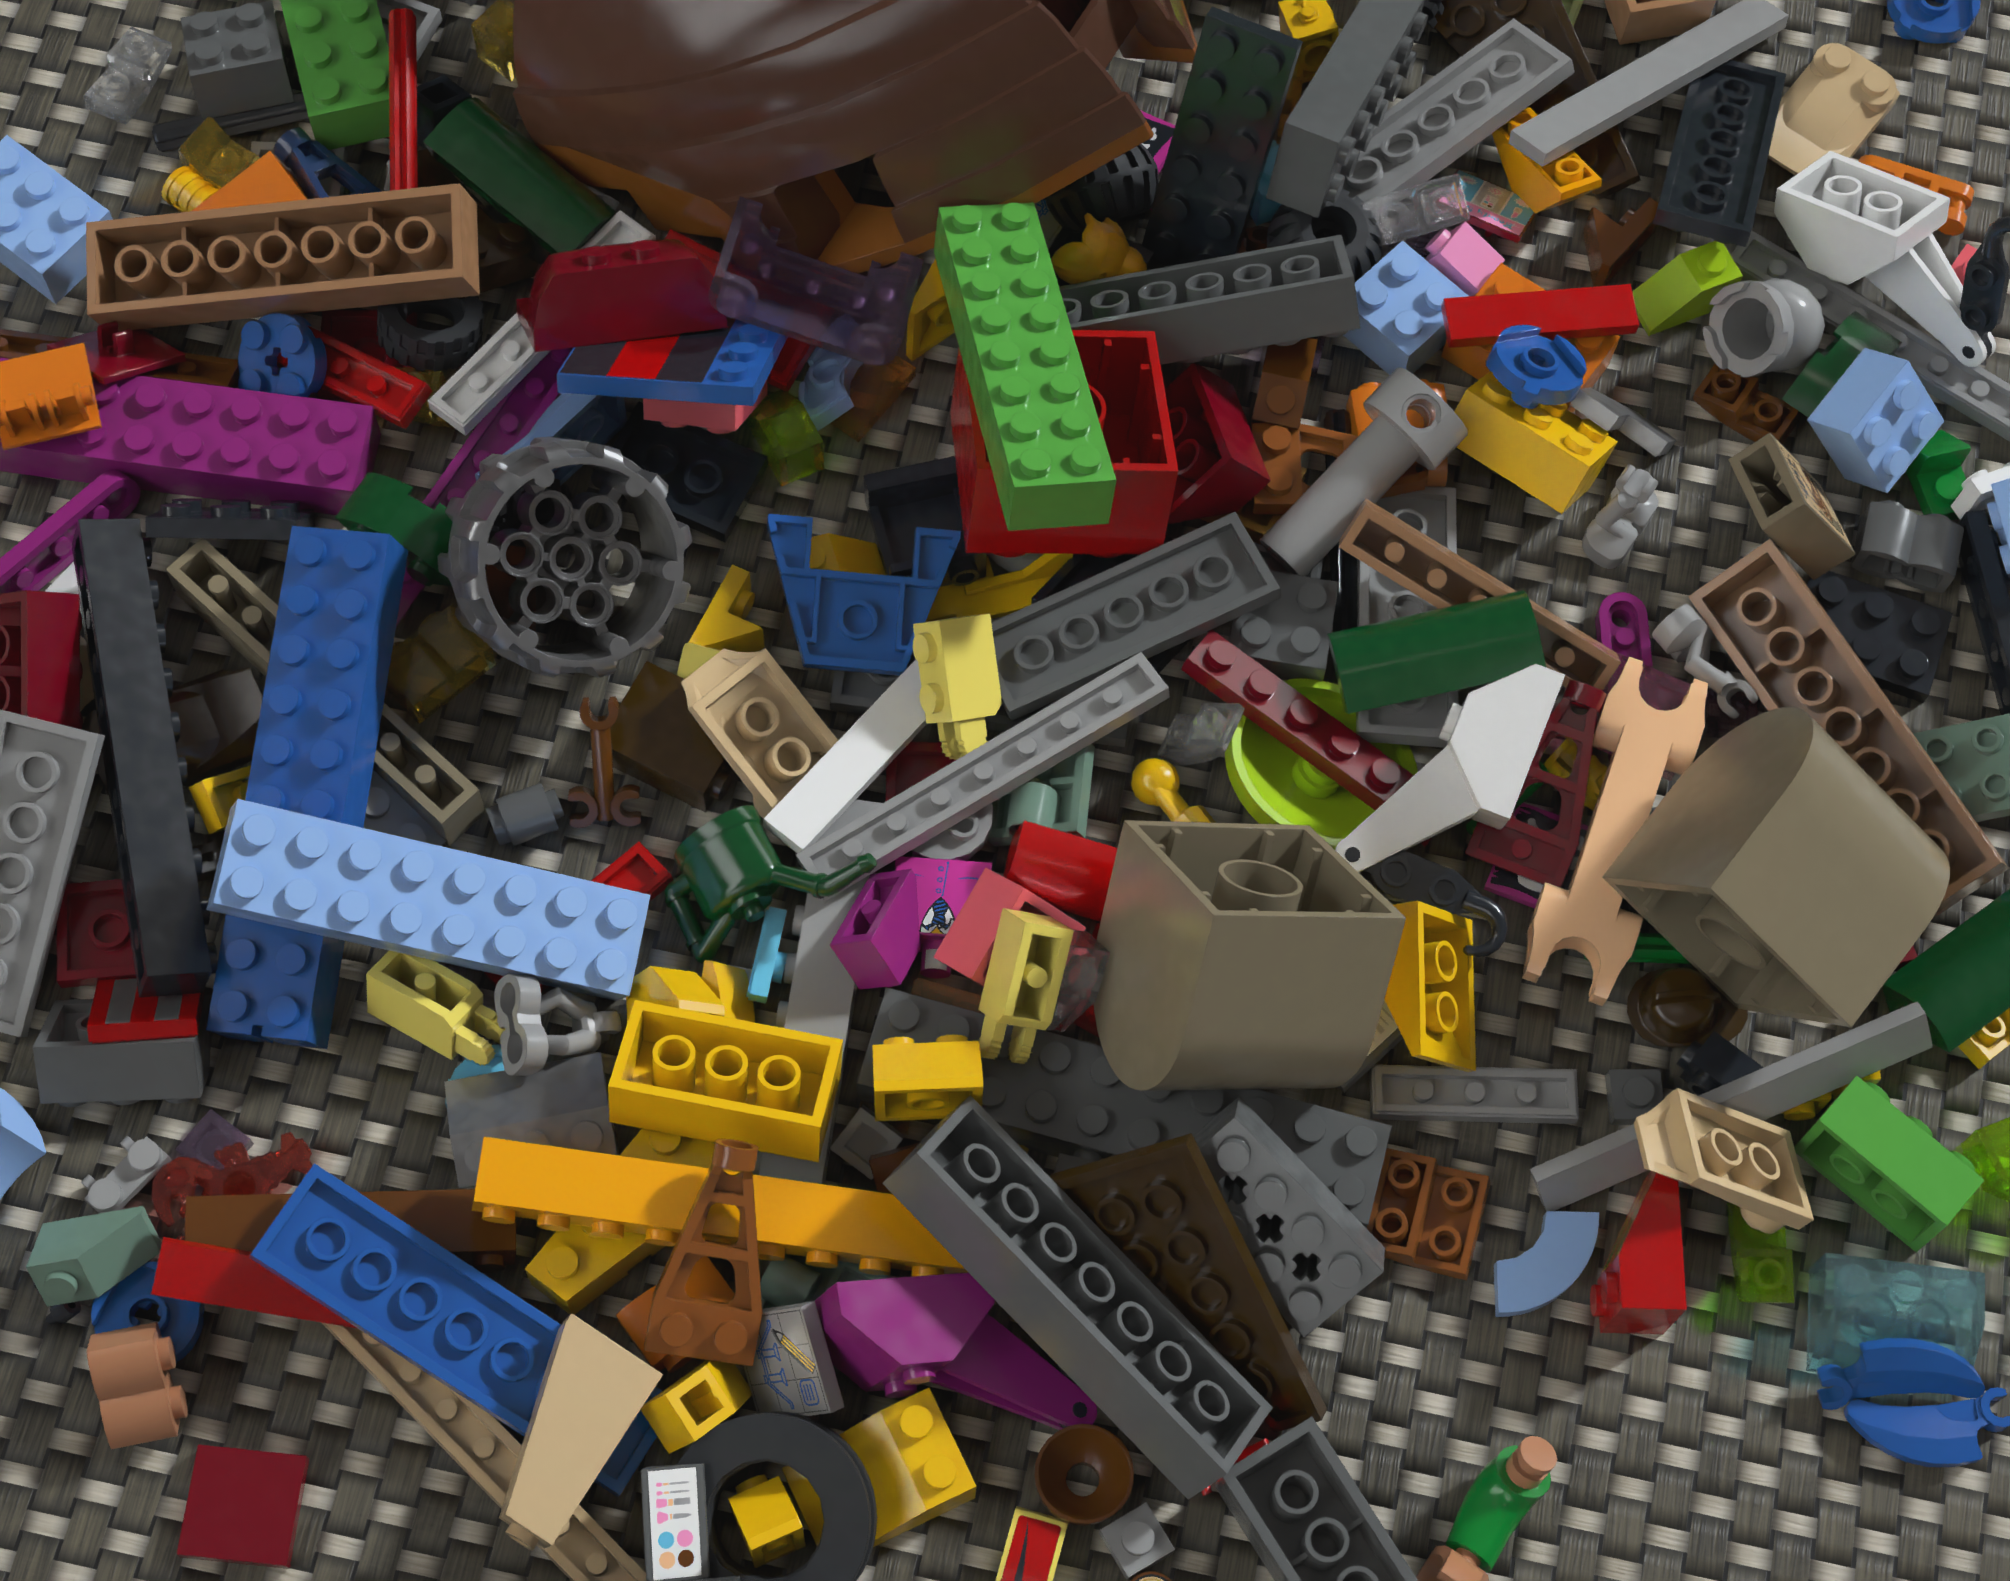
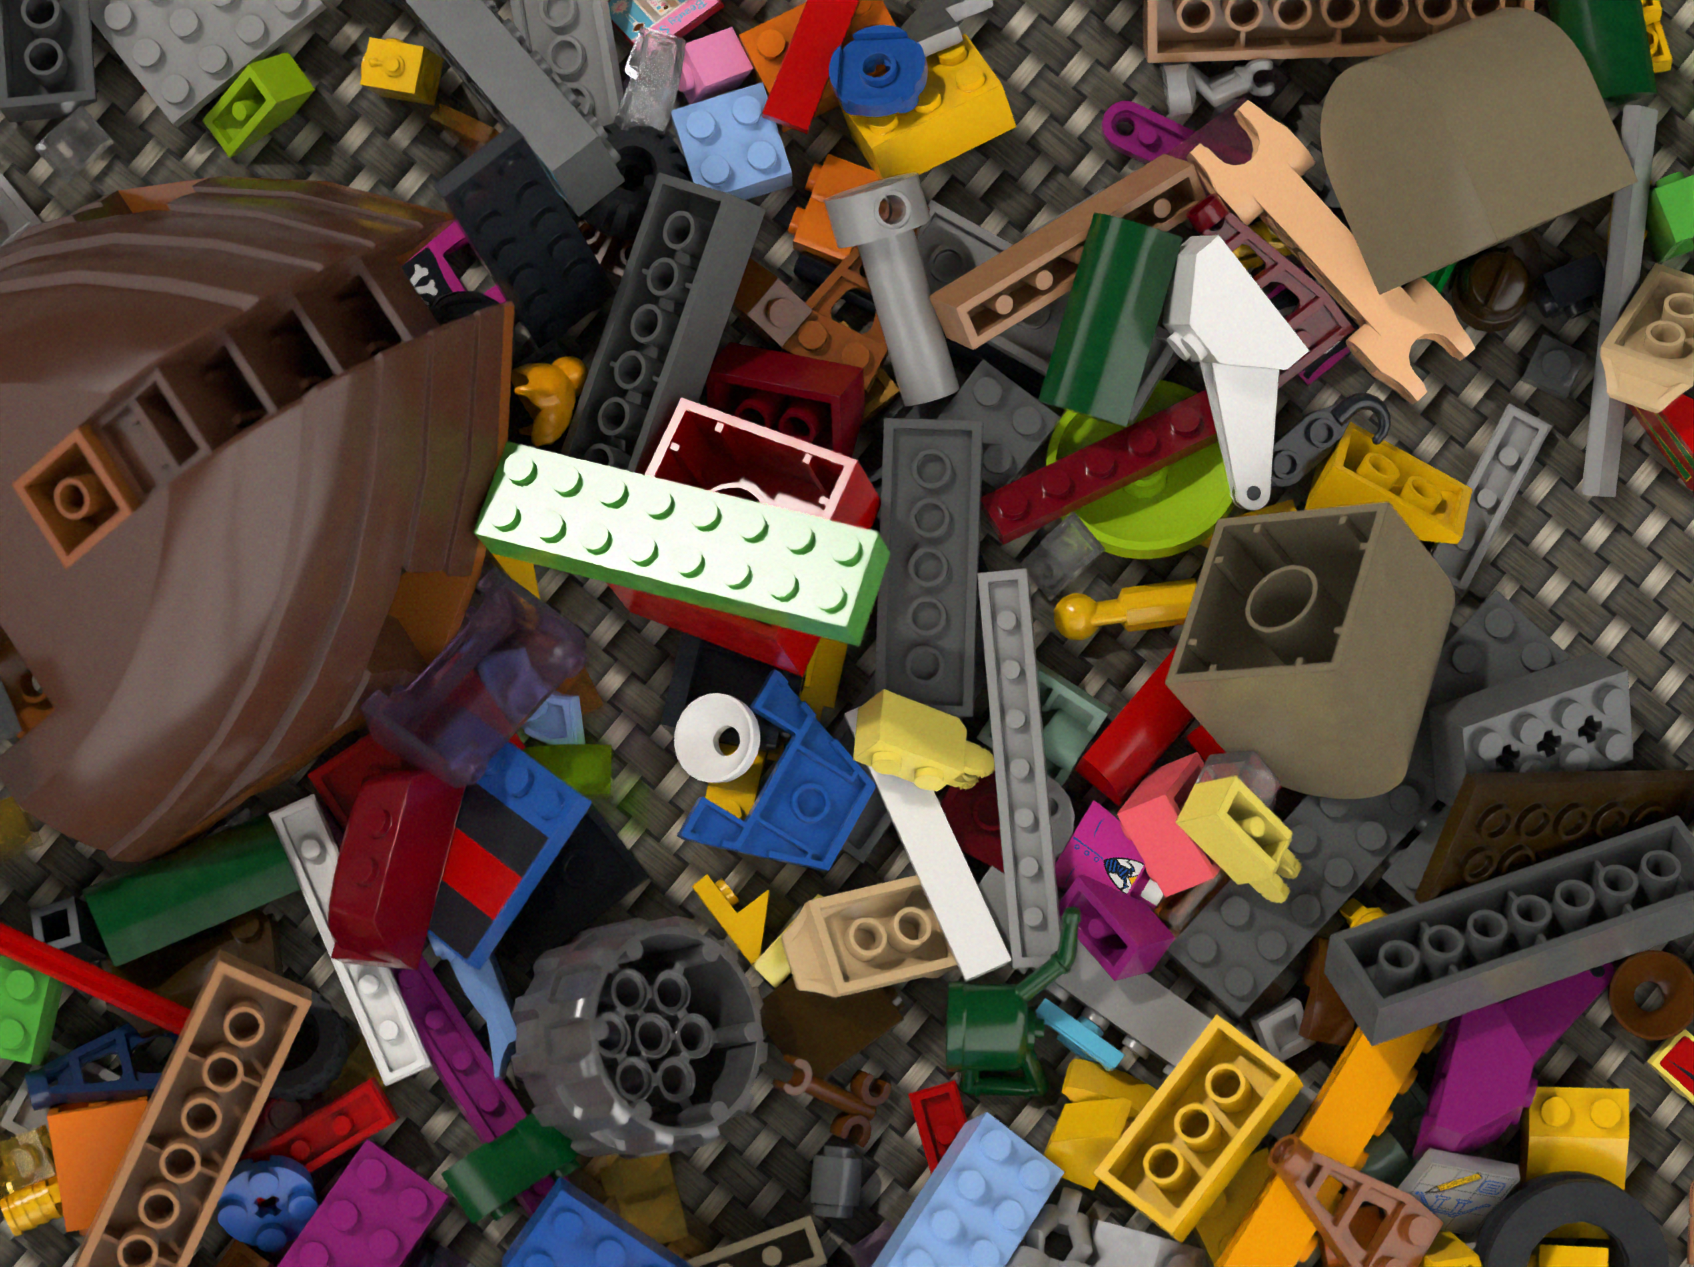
camera: 60 degrees left, 15 degrees up
(874, 512) = (699, 735): none -> white piece
(925, 1078) = (1281, 958): yellow slope -> none
(1428, 1213) = (1570, 594): dark orange slope -> none
(1547, 1267) = (1660, 522): light blue tile -> none
(1622, 519) = (1026, 56): light grey piece -> none

